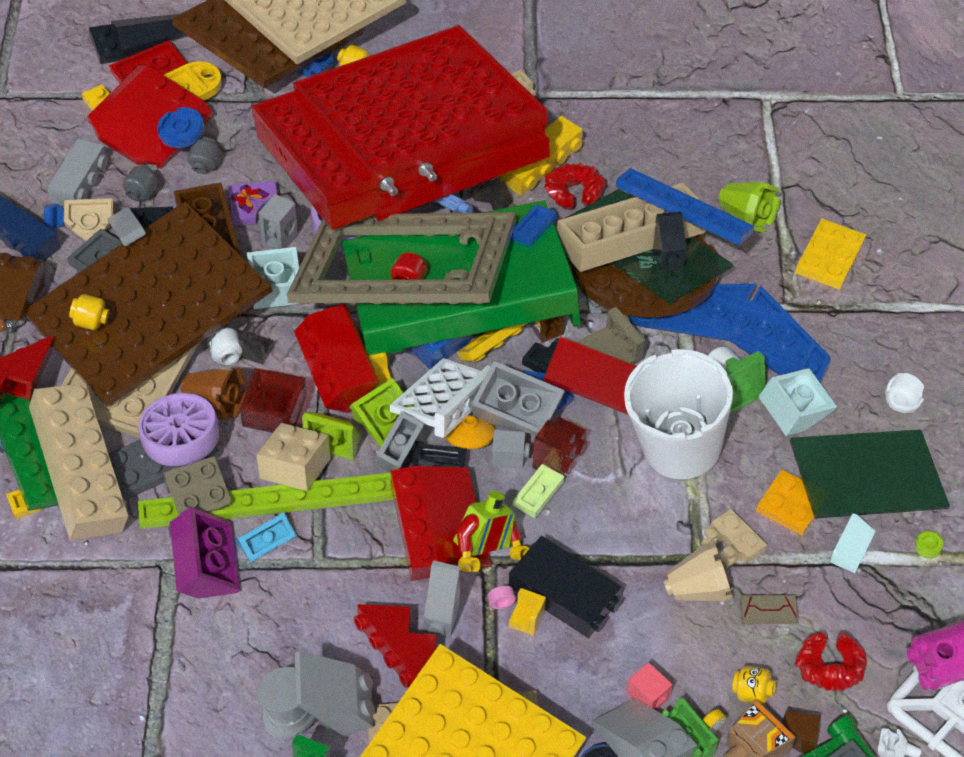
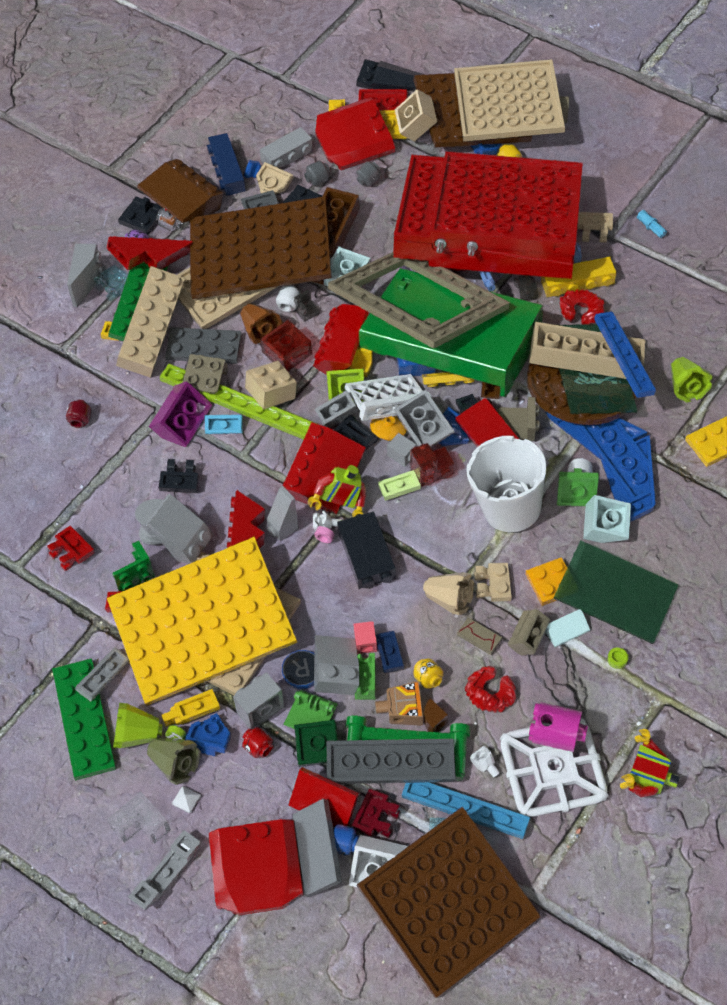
camera: 40 degrees right, 5 degrees up
(66, 627) = (78, 413): none -> dark red head
(88, 312) = (217, 236): yellow head -> none
(126, 226) = (282, 195): light grey tile -> none
(177, 421) = (218, 327): lavender piece -> none
(181, 128) = (363, 149): blue tile -> none
(217, 60) = (415, 115): none -> tan brick
(248, 200) = (375, 215): medium lavender tile -> none
(269, 637) = (179, 481): none -> black plate
(278, 223) = (375, 238): light grey brick -> none
(341, 433) = (305, 386): lime slope -> none
(408, 267) = (415, 305): red head -> none
(487, 581) = (324, 520): none -> white piece
(528, 612) = (332, 553): yellow panel -> none
(533, 225) = (517, 317): blue tile -> none
(569, 62) = (651, 223): none -> medium azure axle
(669, 241) = (599, 372): black slope -> none
(691, 687) = (389, 652): none -> dark blue plate
(714, 720) = (385, 679): yellow tile -> none
(822, 571) = (528, 632): none -> dark tan brick
(904, 393) = (684, 554): white hair -> none

